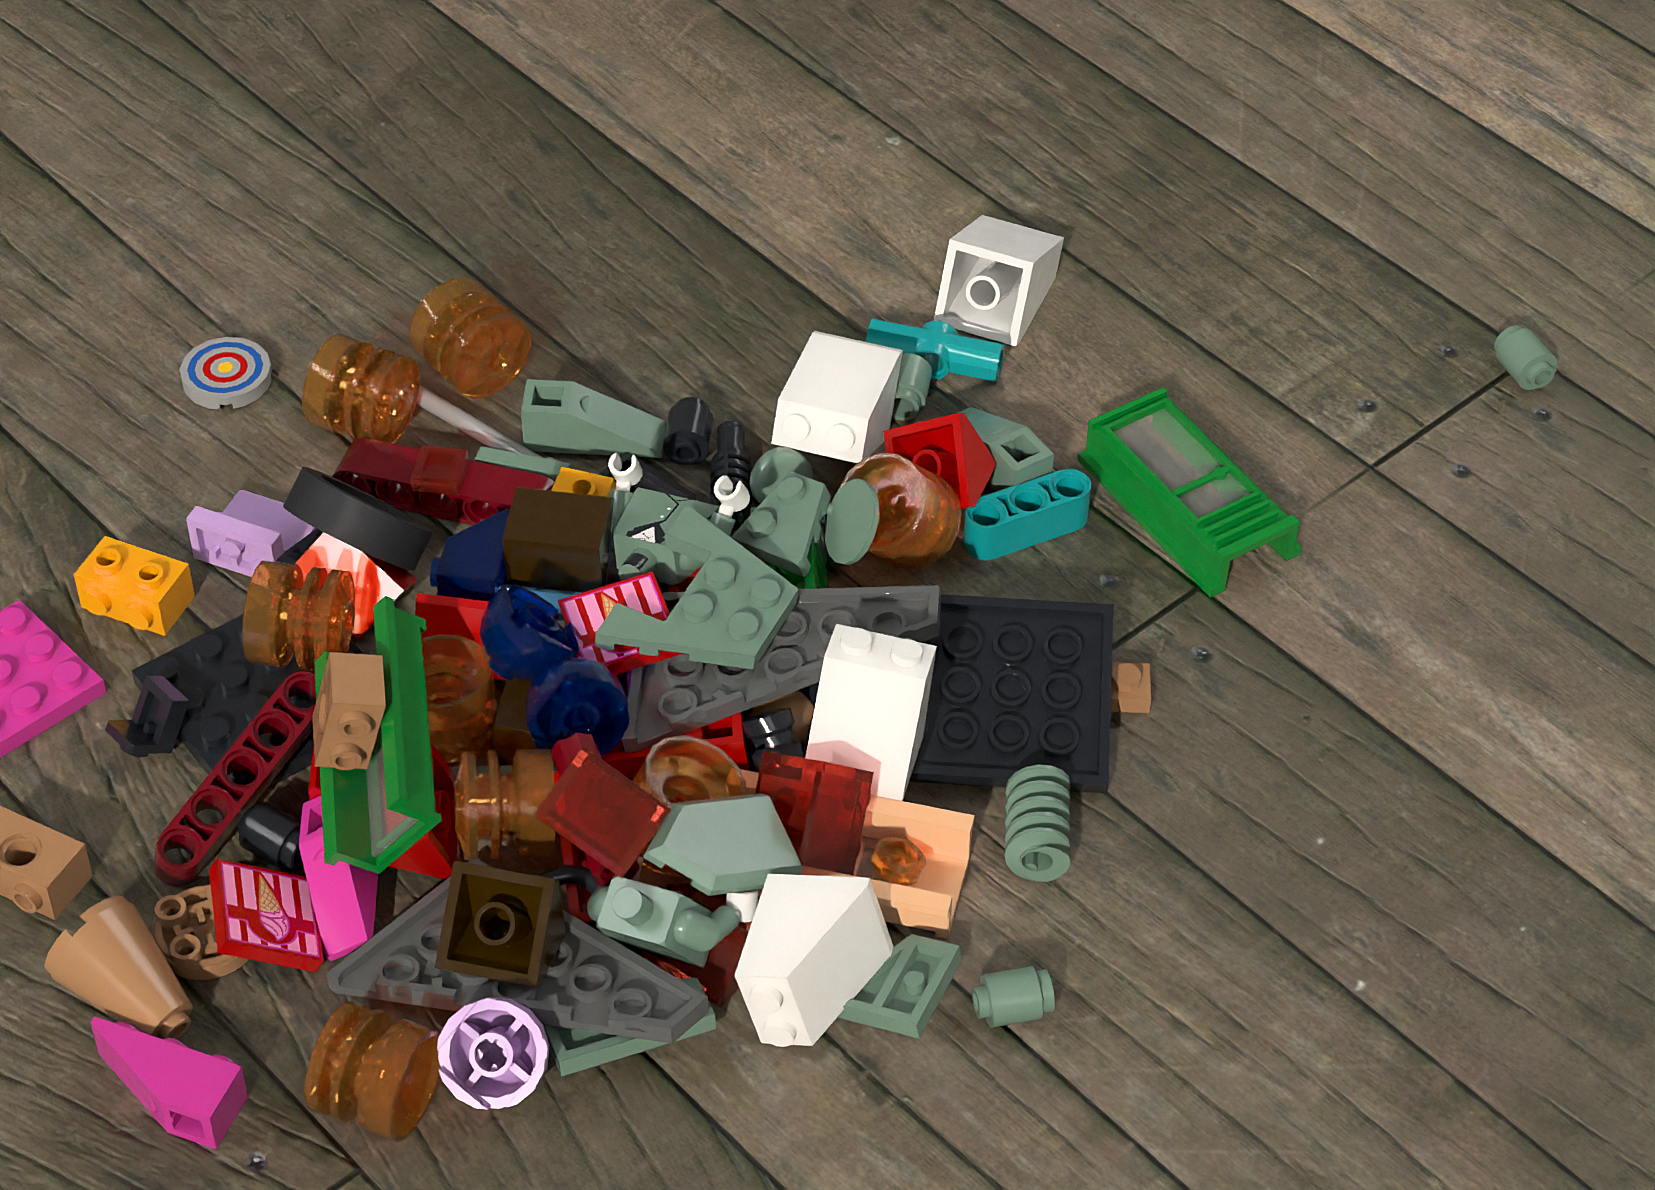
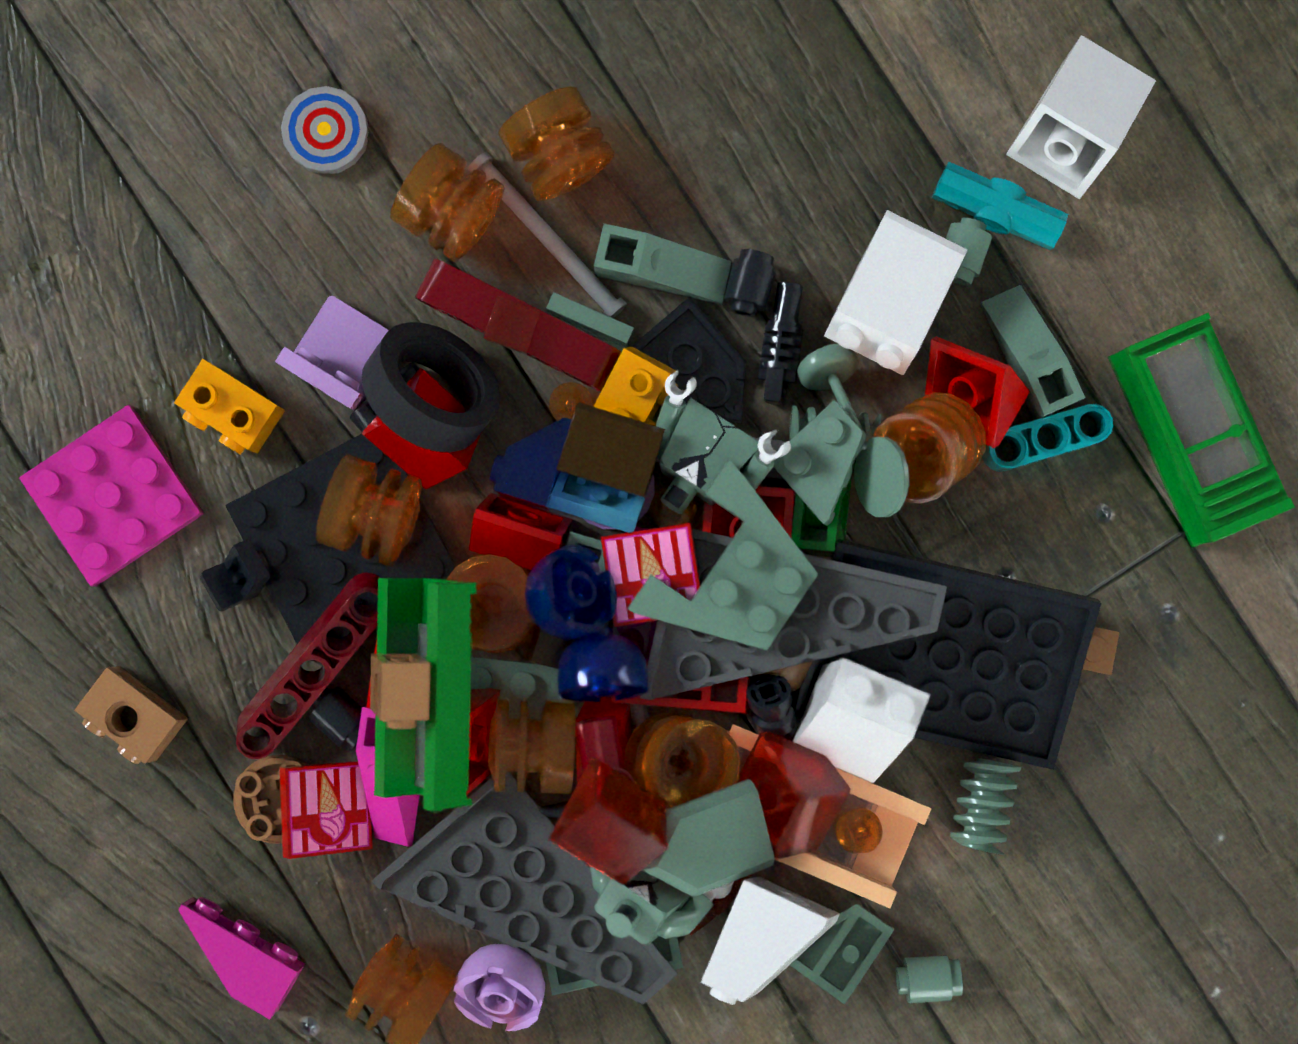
camera: 10 degrees right, 40 degrees up
(121, 970) = (207, 856): medium nougat cone -> none
(500, 924) = (513, 886): dark brown slope -> none

